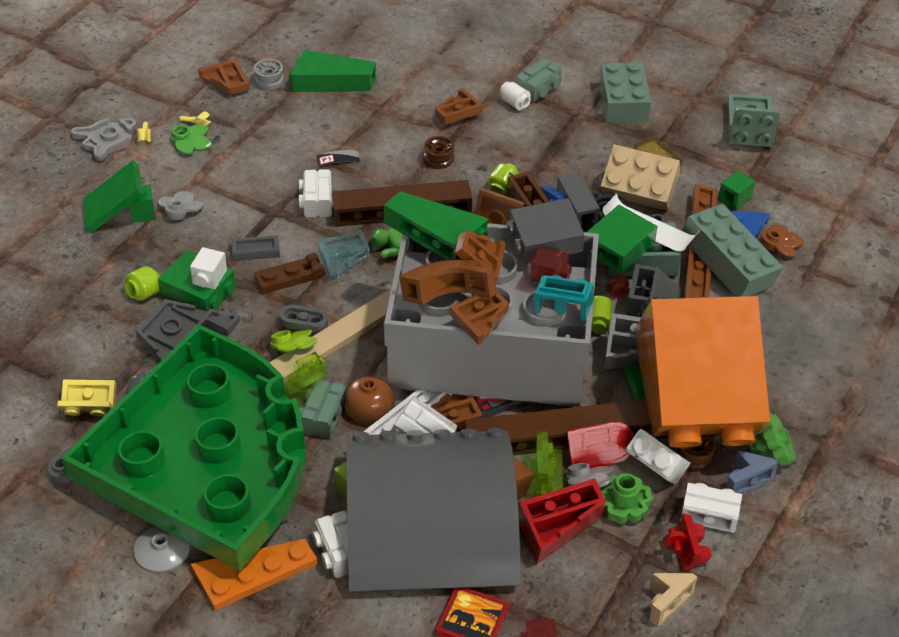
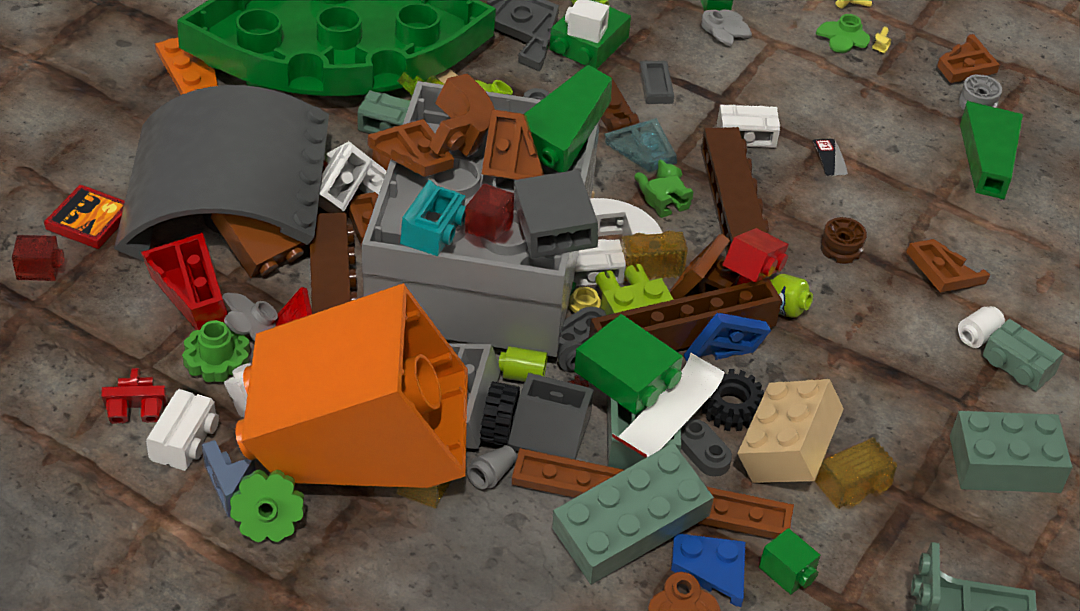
camera: 90 degrees right, 0 degrees up
(494, 175) = (755, 256): none -> red brick
(548, 465) = (272, 279): clear neon green bracket -> none
(581, 199) = (724, 342): dark grey brick -> none
(670, 592) = (67, 373): tan slope -> none

